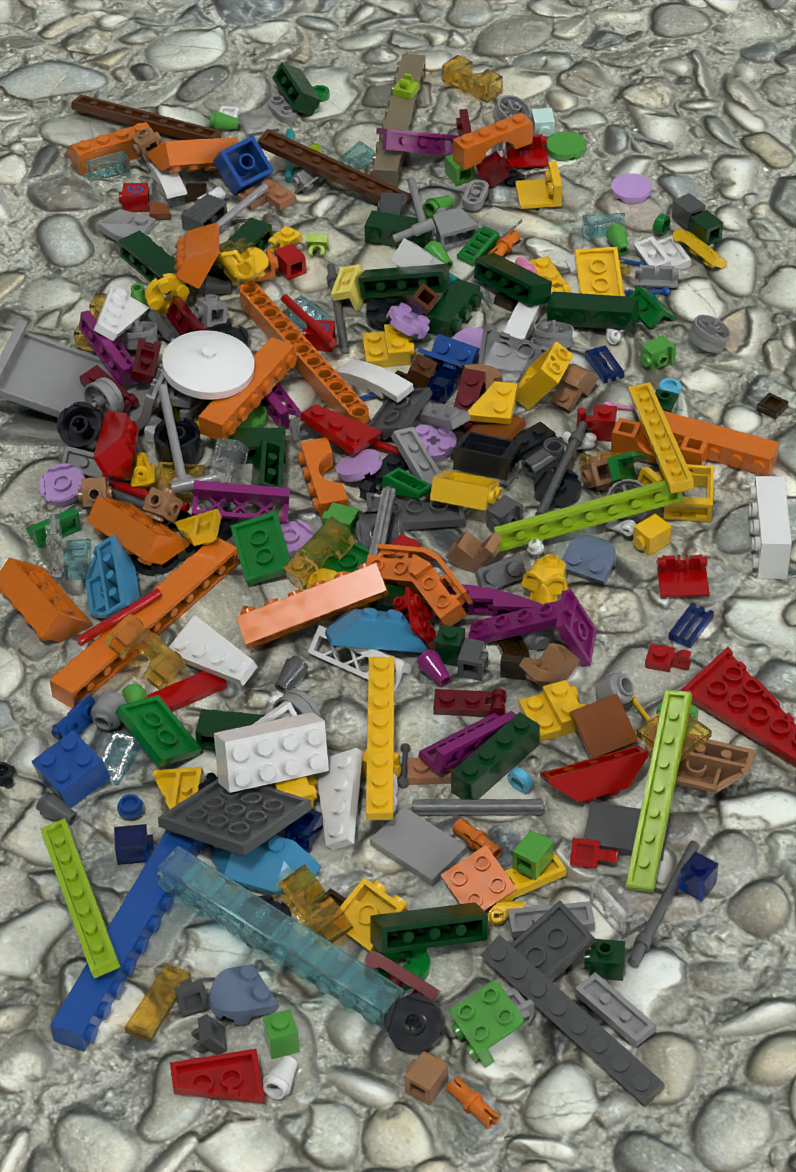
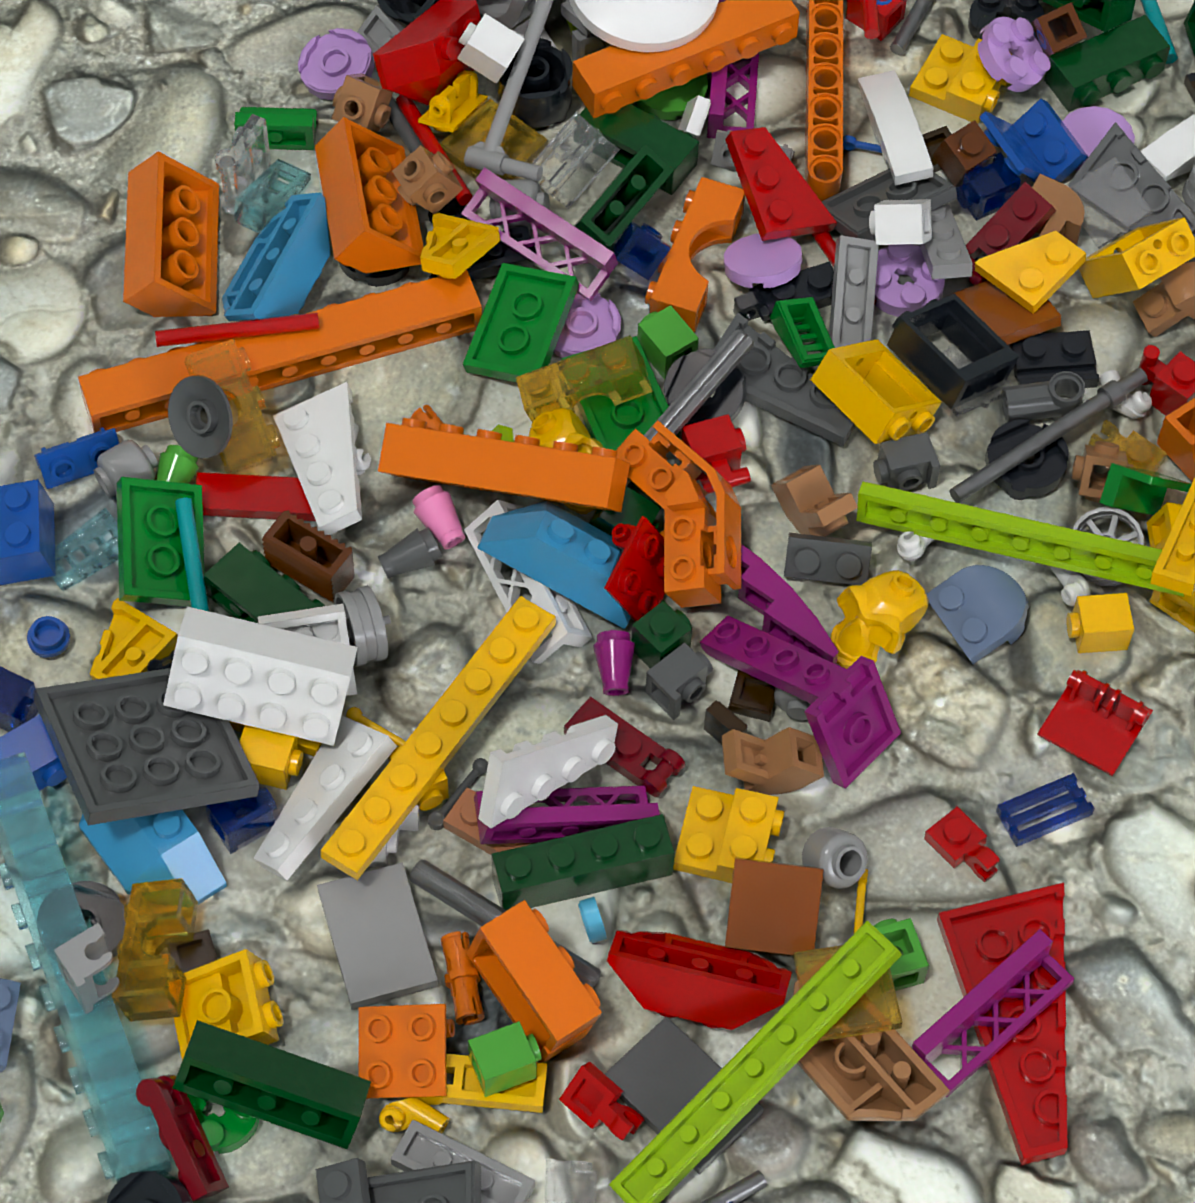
camera: 30 degrees right, 15 degrees up
(128, 665) = (200, 416): none -> dark grey dish
(151, 429) = (489, 47): none -> white brick
(186, 733) = (191, 554): none -> teal bar
(242, 696) = (308, 555): none -> reddish brown brick
(272, 418) = (695, 116): none -> white tile
(286, 648) = (437, 511): none -> bright pink cone
(298, 917) = (80, 961): none -> light grey hinge
(299, 485) = (641, 249): none -> clear blue brick
(419, 410) = (901, 222): none -> white brick
(449, 715) = (537, 770): none -> white wing
(515, 807) = (534, 979): none -> orange piece
(736, 708) = (982, 999): none -> magenta fence

